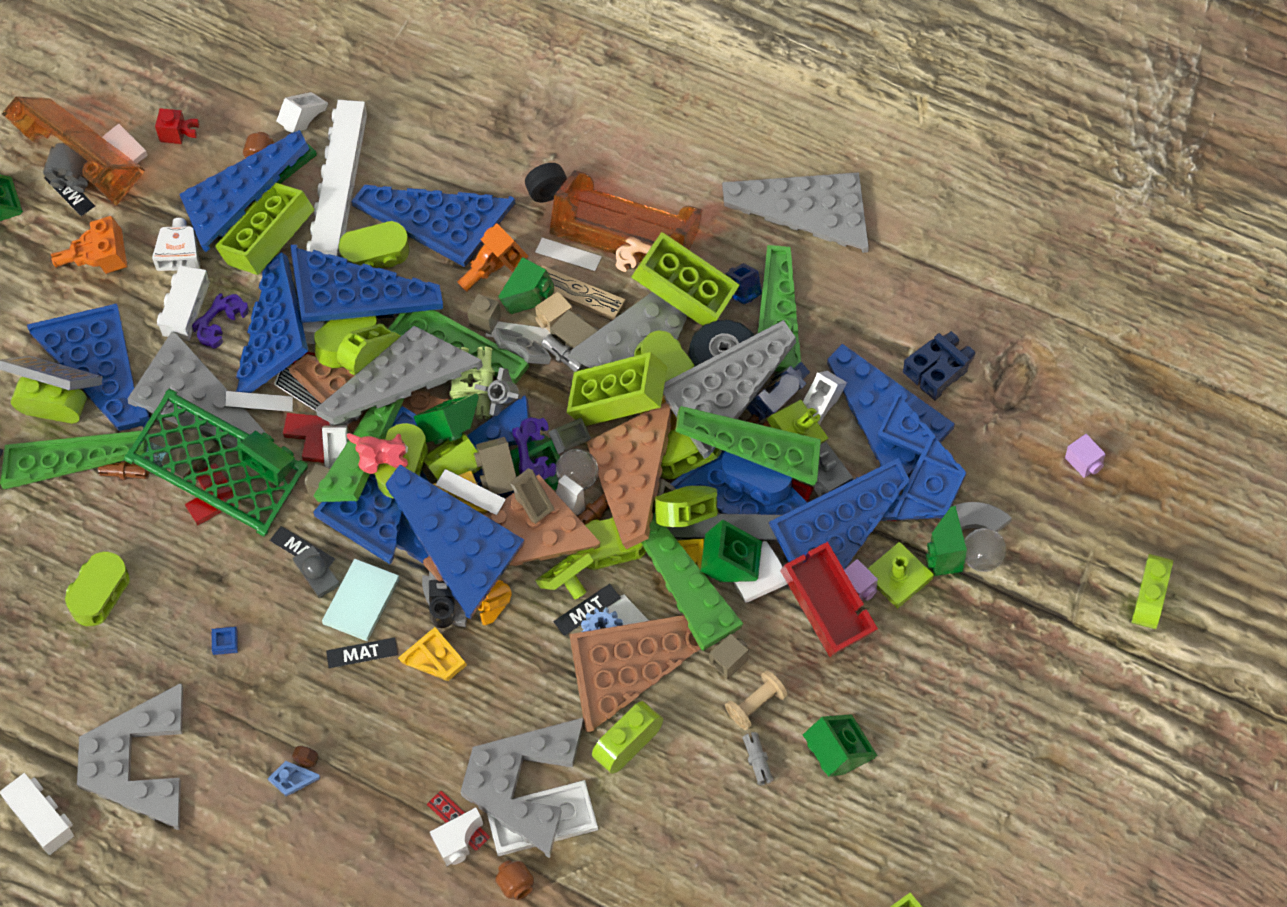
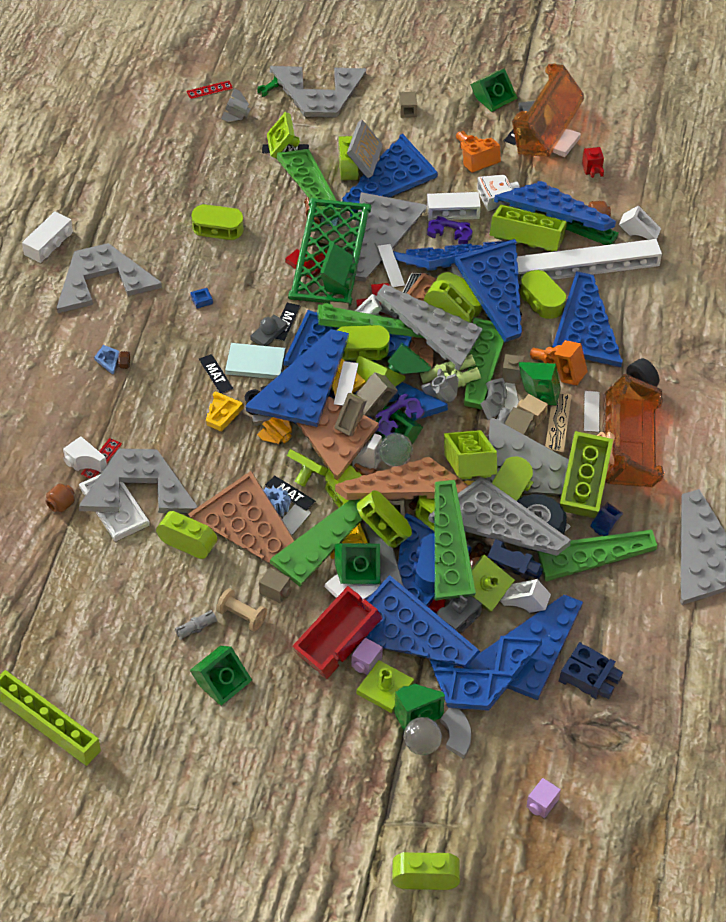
camera: 70 degrees right, 10 degrees down
(378, 451) = (356, 320): coral animal -> none
(569, 435) = (424, 439): dark grey tile -> none

